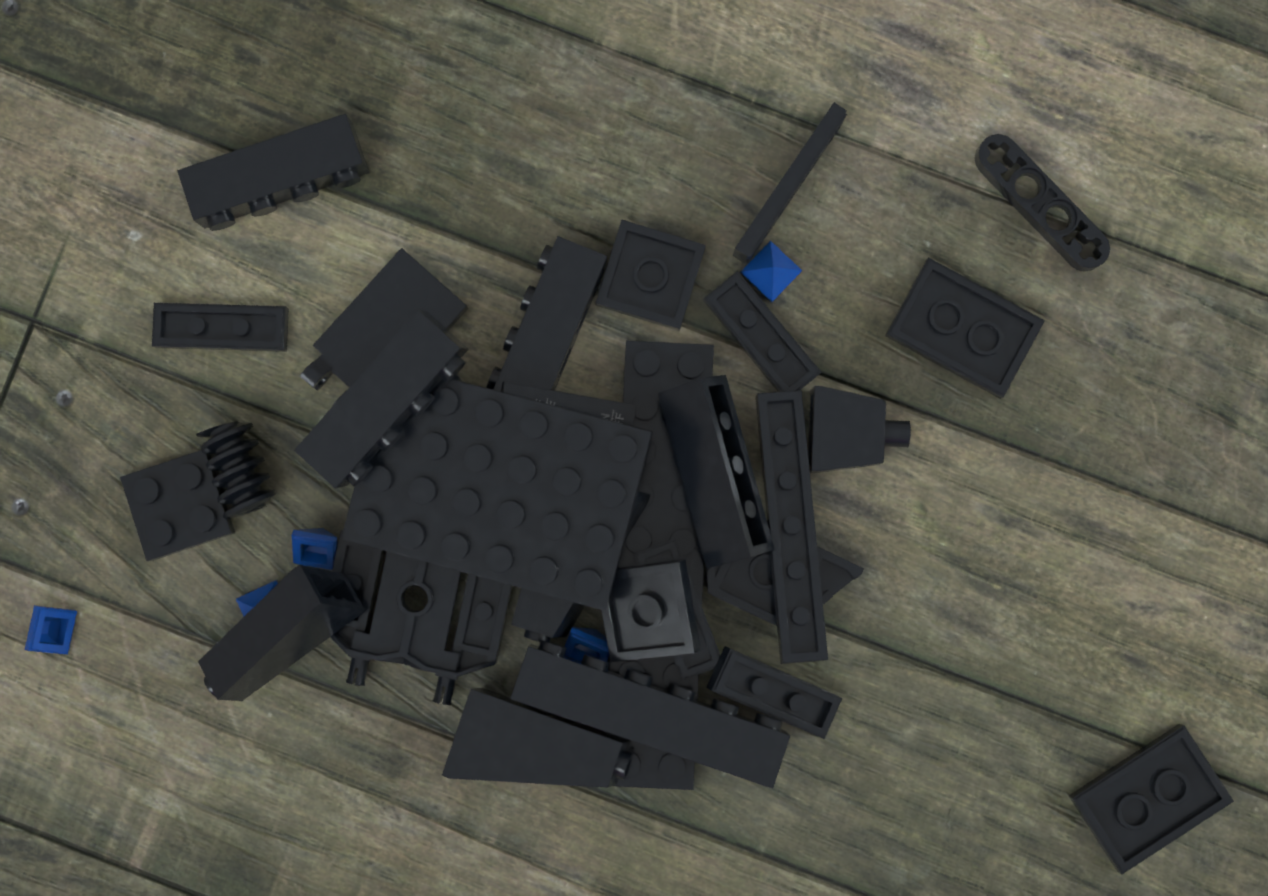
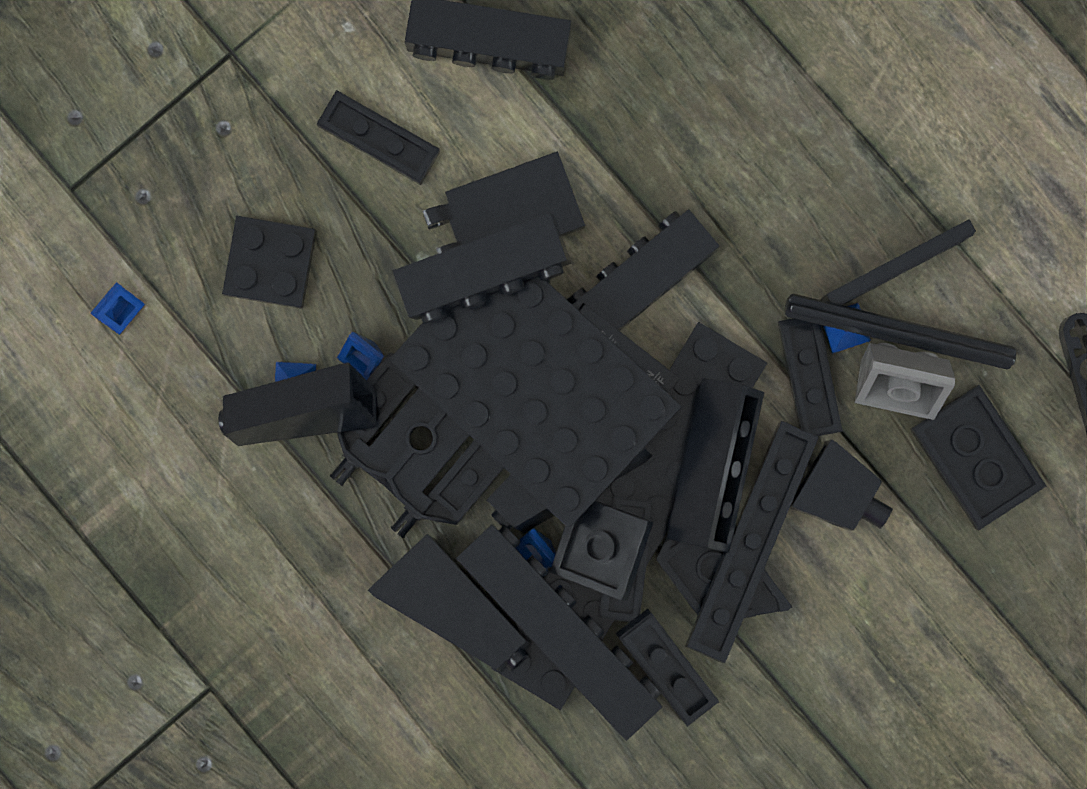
camera: 30 degrees right, 0 degrees up
(236, 467) = (333, 258): black piece -> none
(650, 275) = (746, 279): black plate -> none
(824, 246) = (900, 331): none -> black axle
(855, 291) = (904, 380): none -> light grey slope

